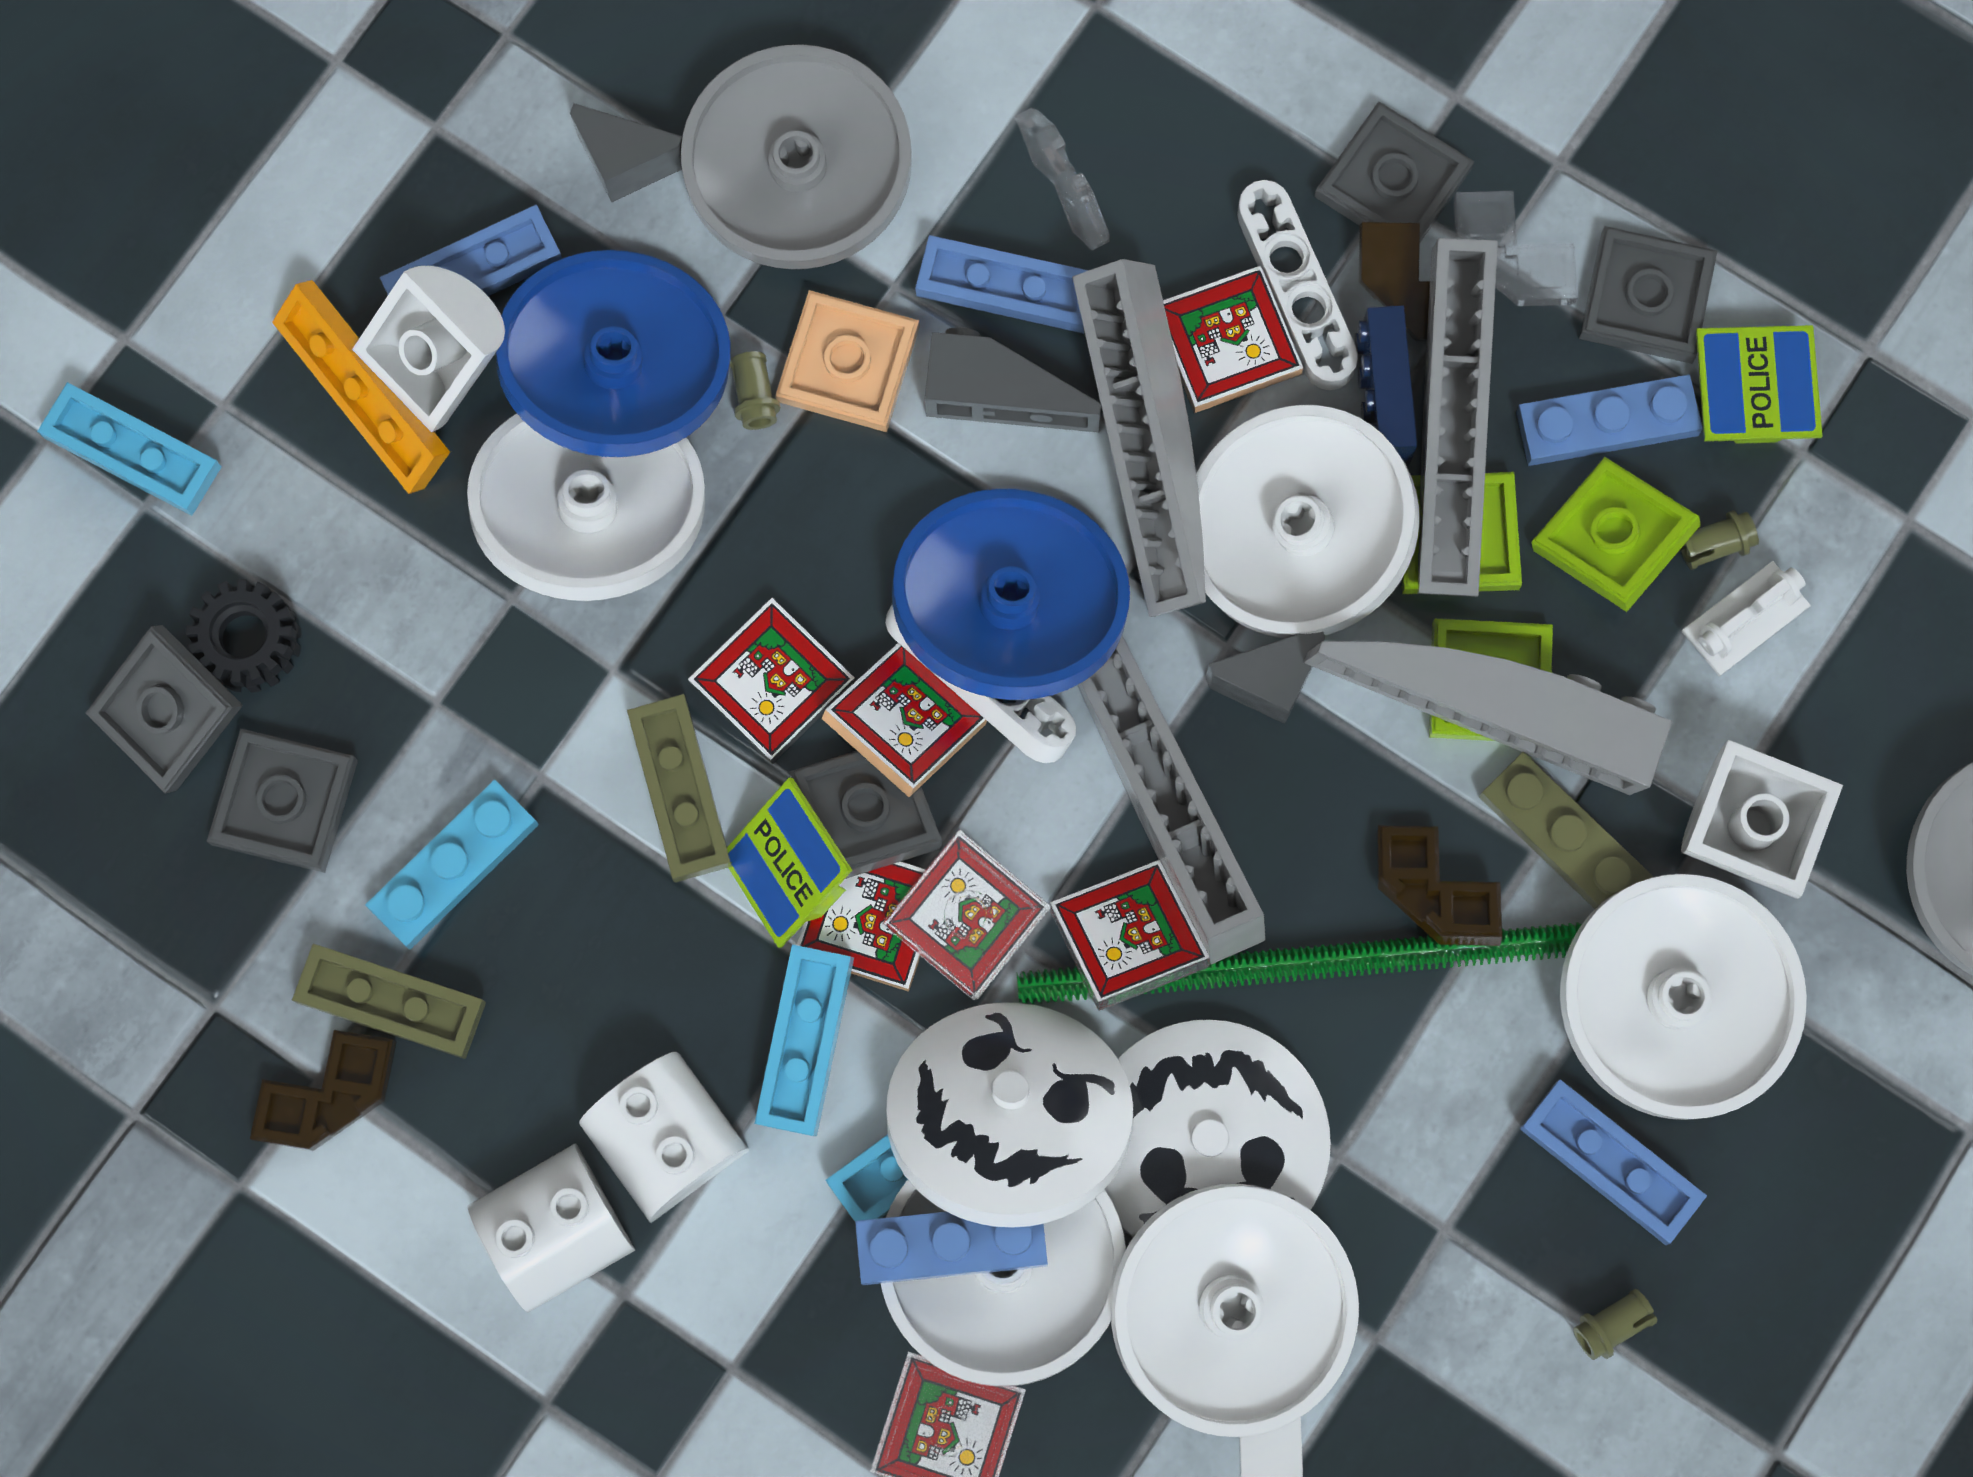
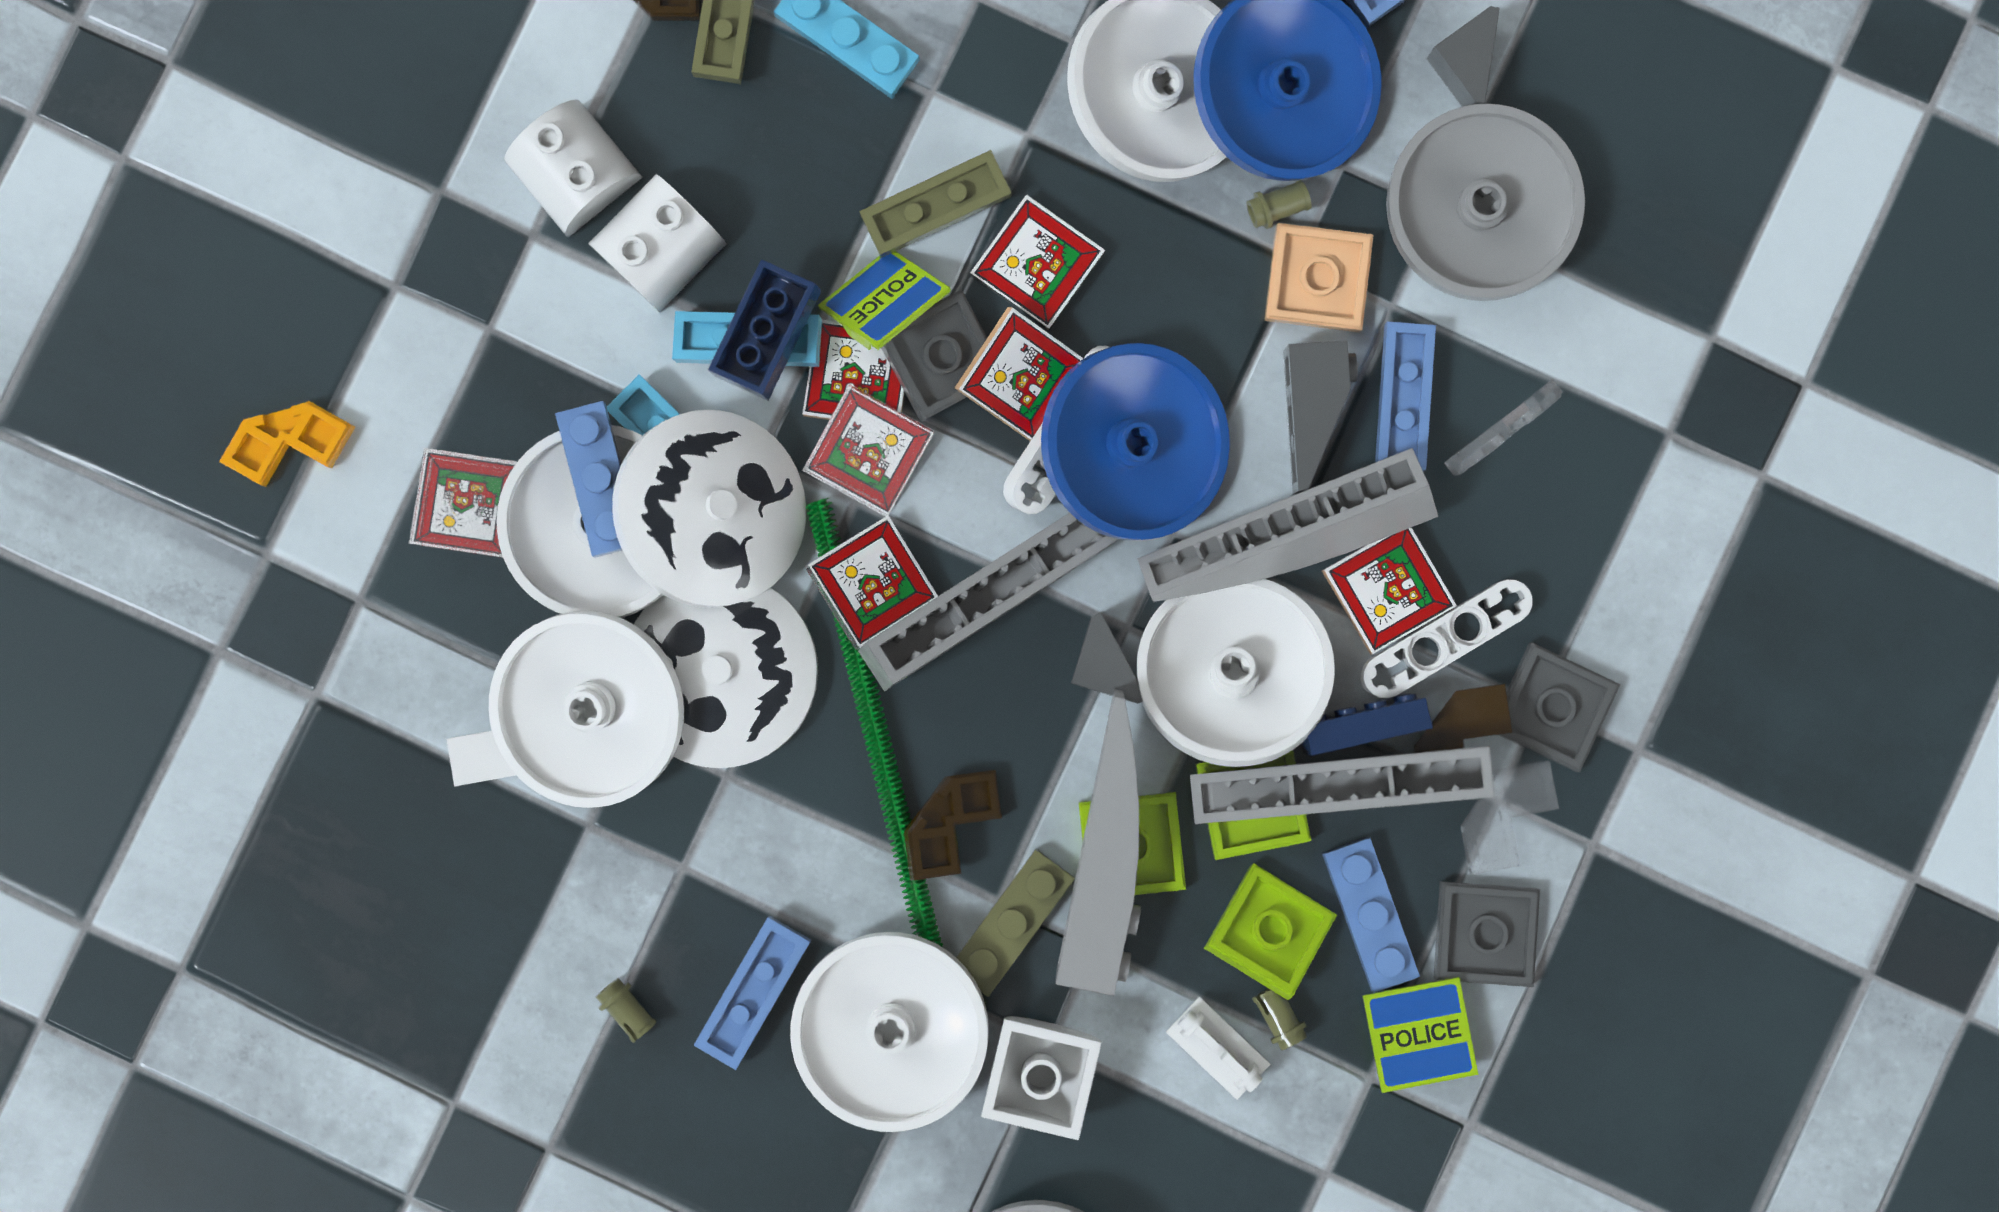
camera: 80 degrees right, 10 degrees up
(801, 1008) = (764, 330): none -> dark blue piece

